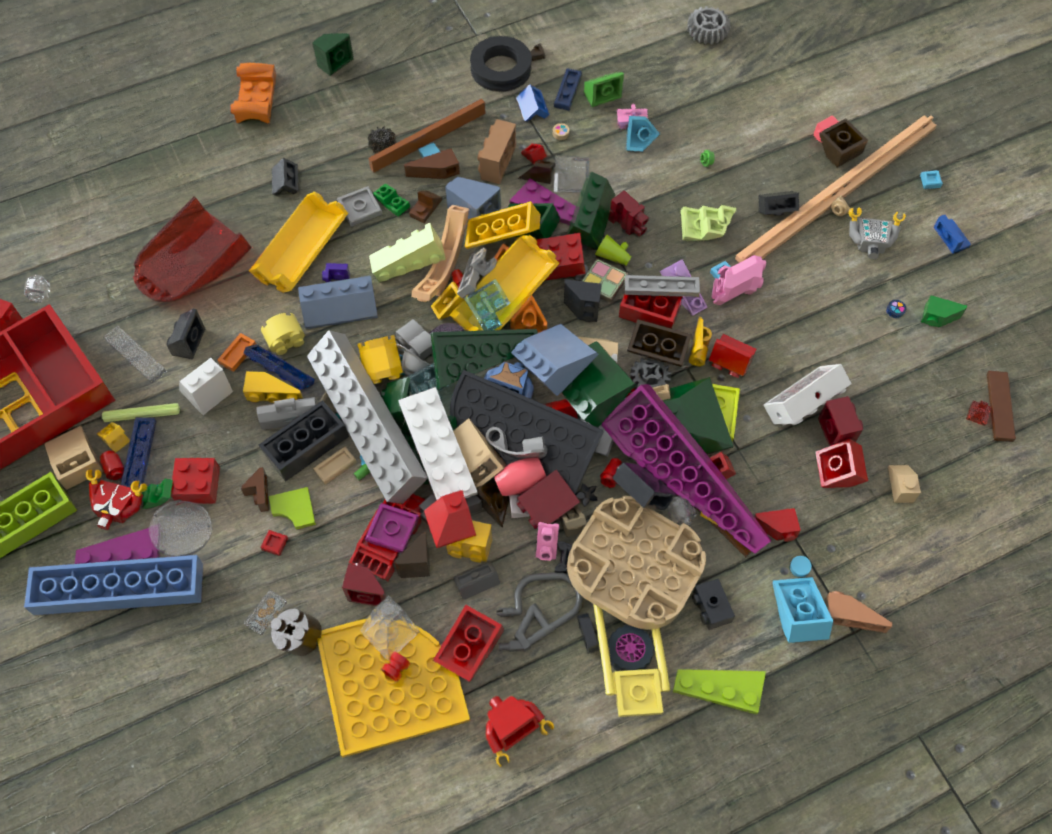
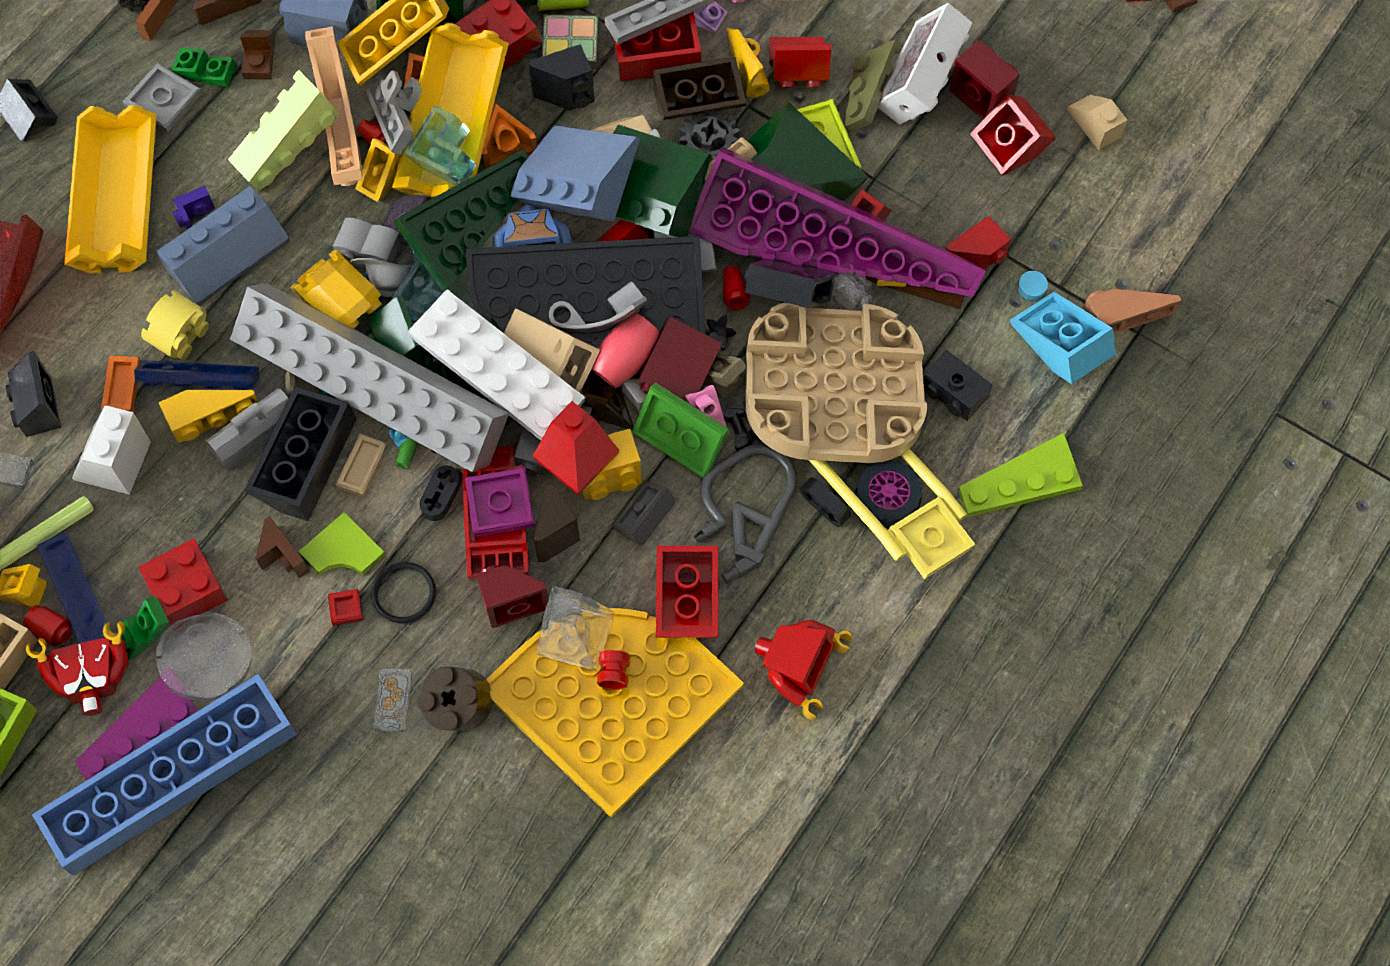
camera: 30 degrees left, 5 degrees up
(316, 568) = (374, 592): none -> black tyre
(367, 503) = (445, 496): none -> black beam
(525, 541) = (680, 430): none -> bright green tile
(762, 392) = (867, 78): none -> olive wing

